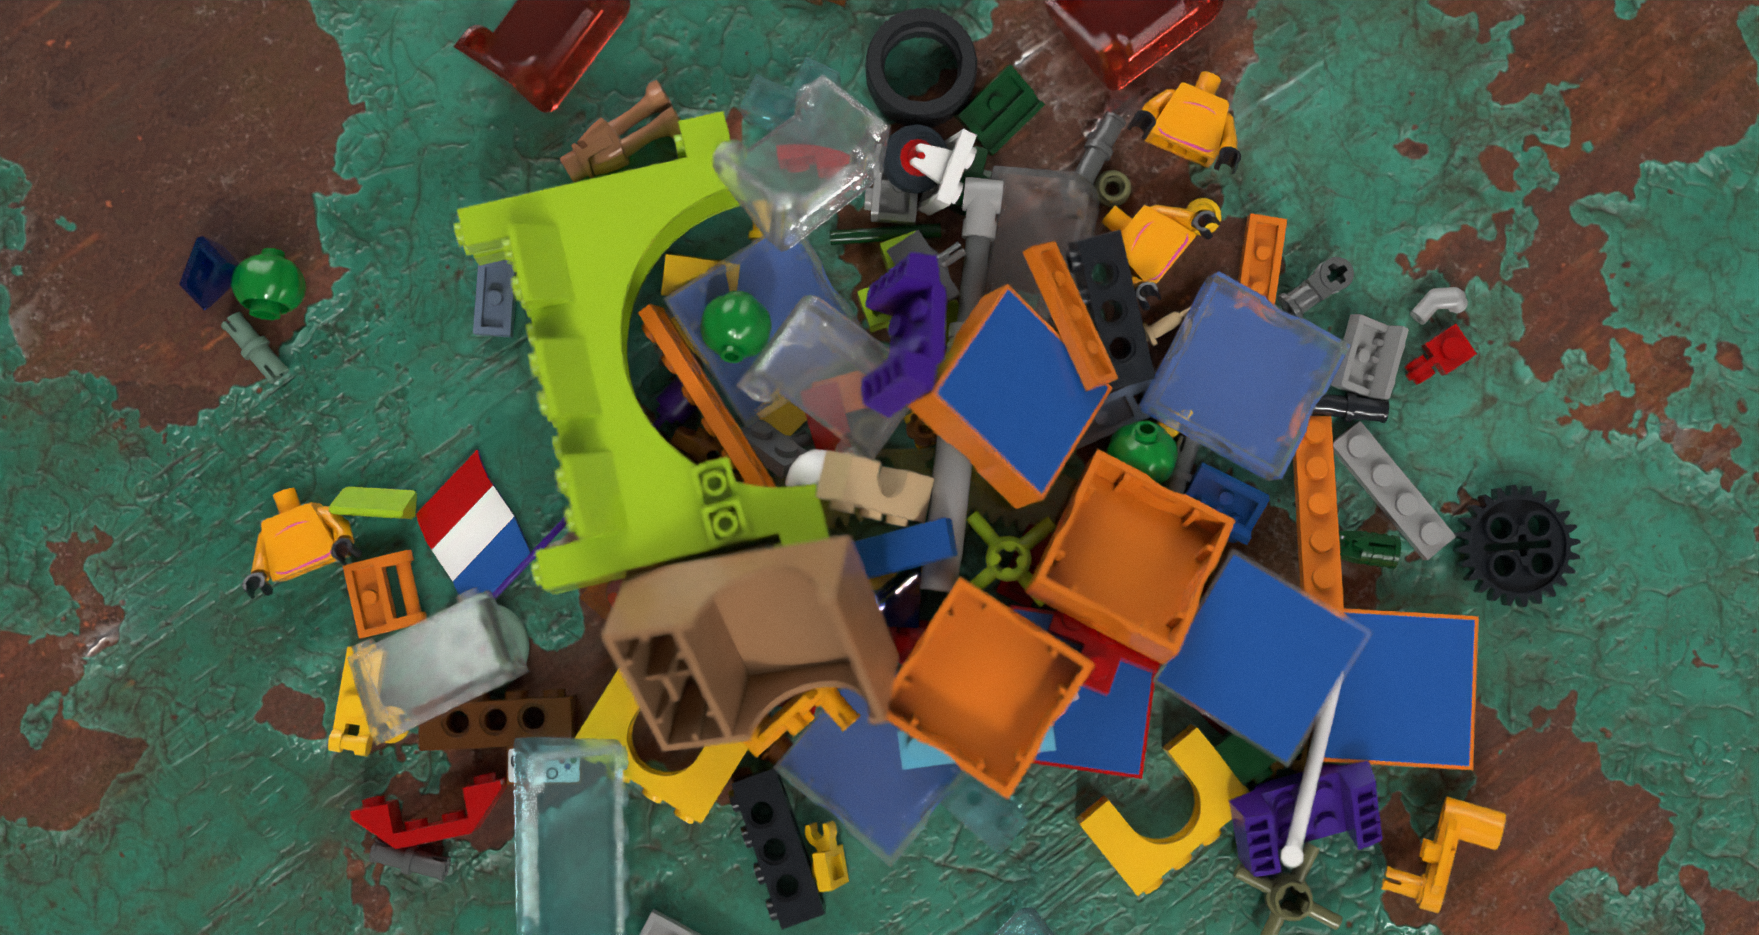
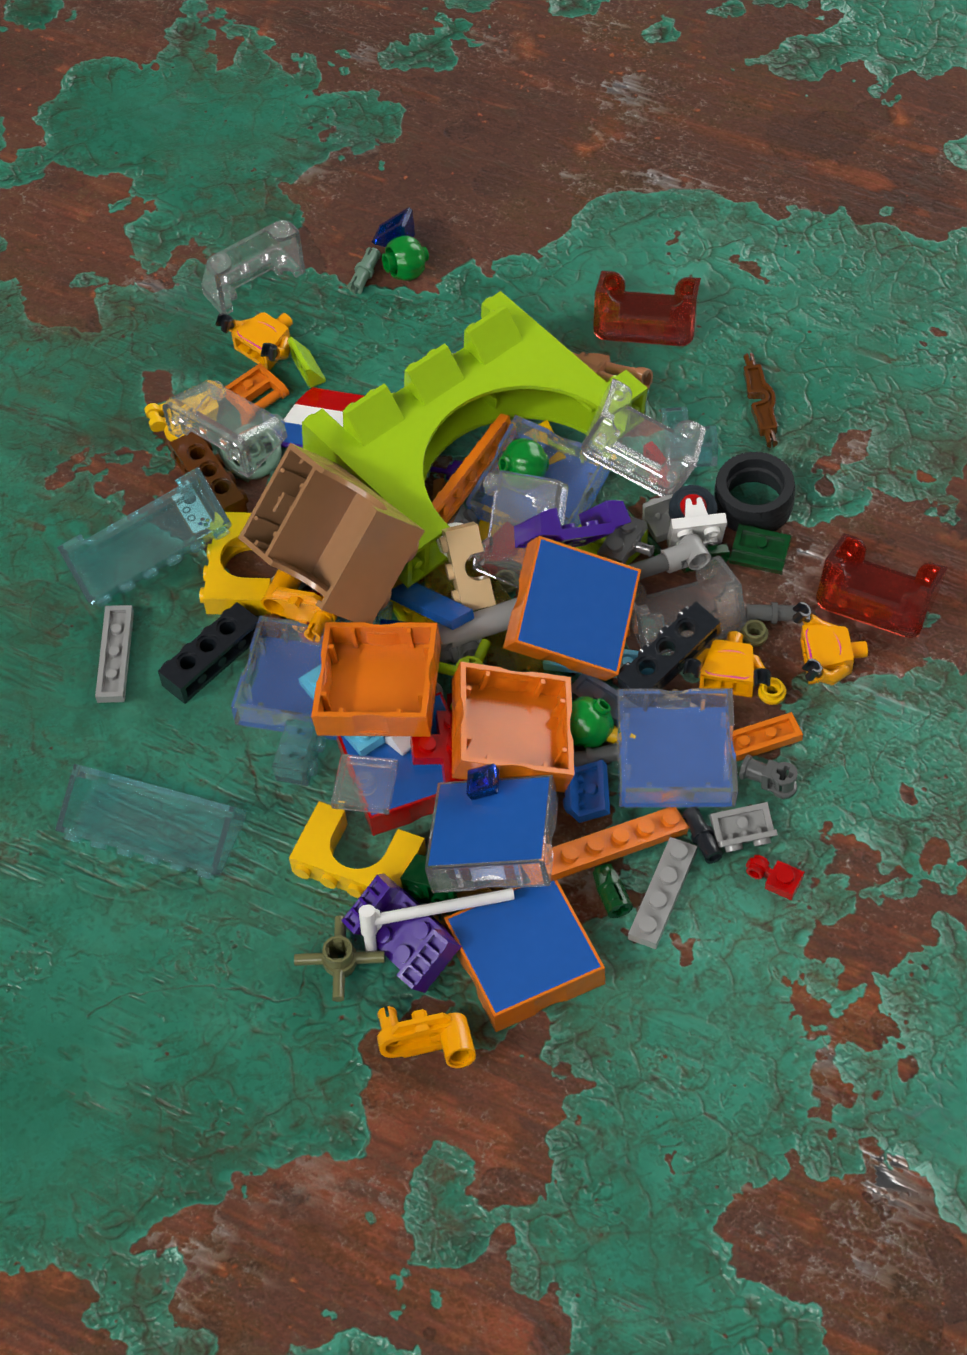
camera: 65 degrees right, 30 degrees down
(150, 452) = (270, 248): none -> clear windscreen
(385, 819) = (116, 456): red slope -> none
(410, 860) = (99, 476): dark grey pin -> none
(719, 501) = (409, 480): lime slope -> none
(829, 861) = (215, 682): yellow plate -> none
(1070, 315) = (646, 623): orange tile -> none
(1097, 763) = (364, 784): none -> clear plate
(1205, 638) = (482, 782): none -> clear blue plate
(1439, 298) = (814, 854): light grey arm -> none
(1513, 512) = (696, 971): black gear -> none

